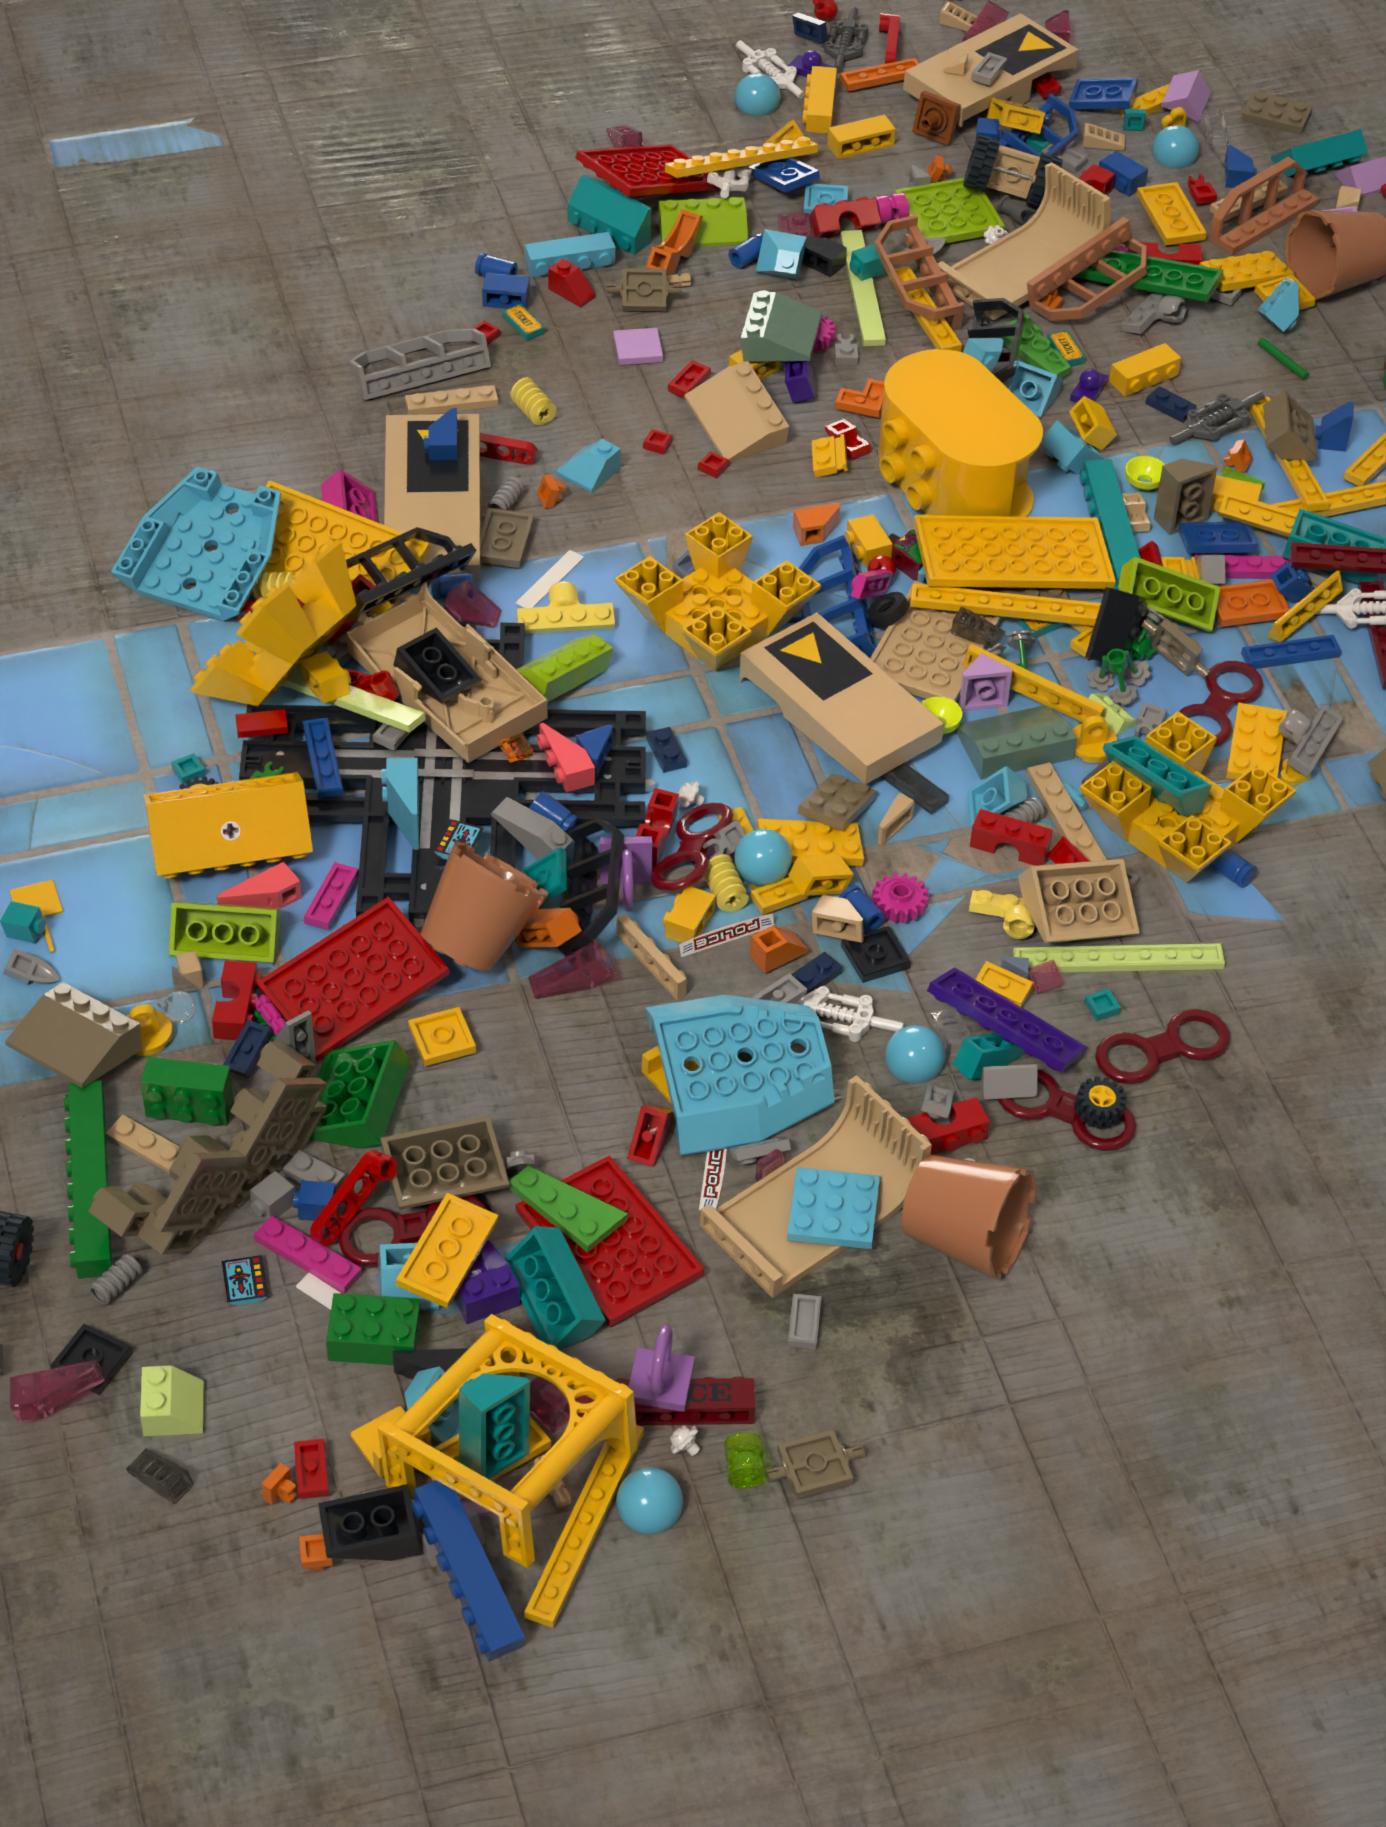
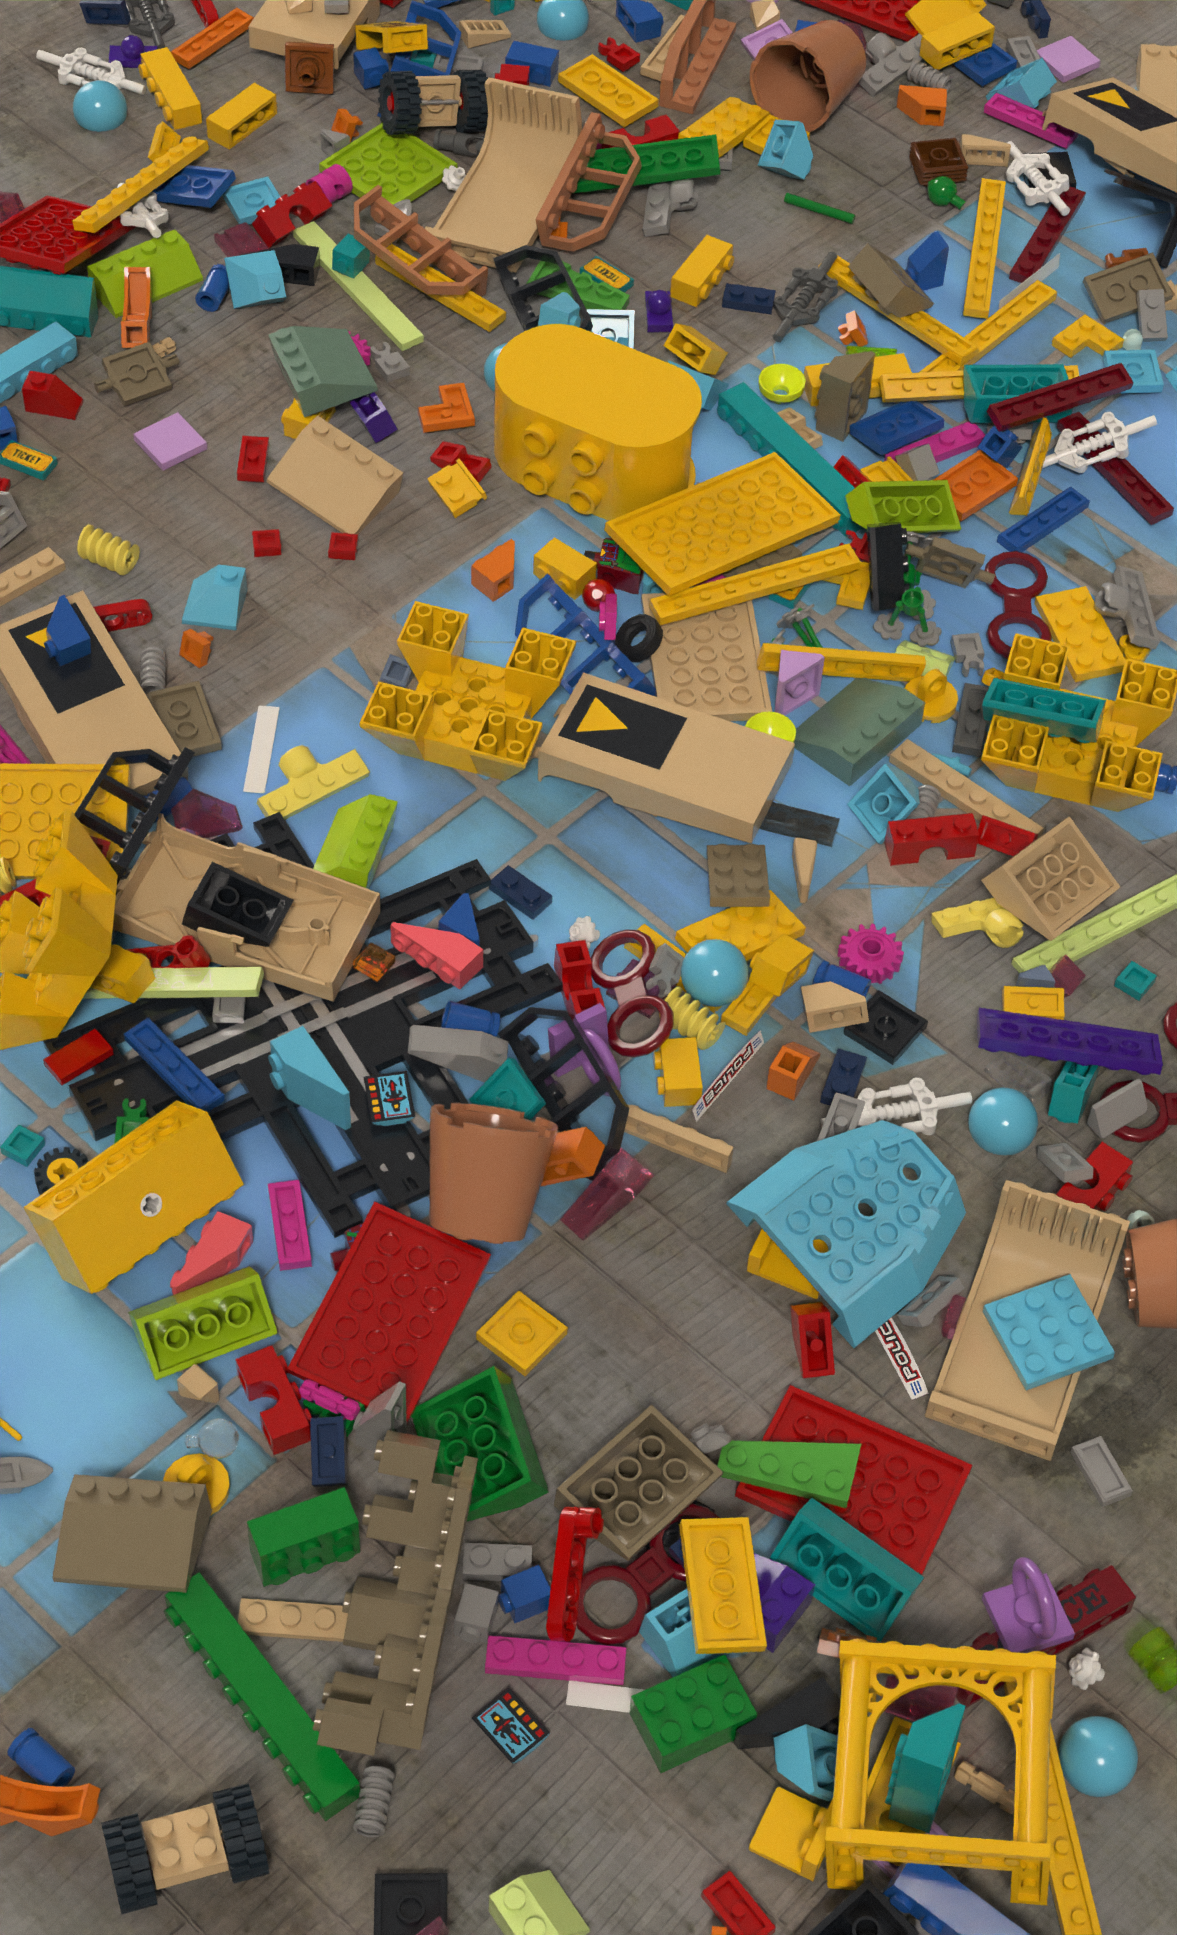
camera: 30 degrees left, 5 degrees up
(969, 624) = (731, 619): clear smoke slope -> none

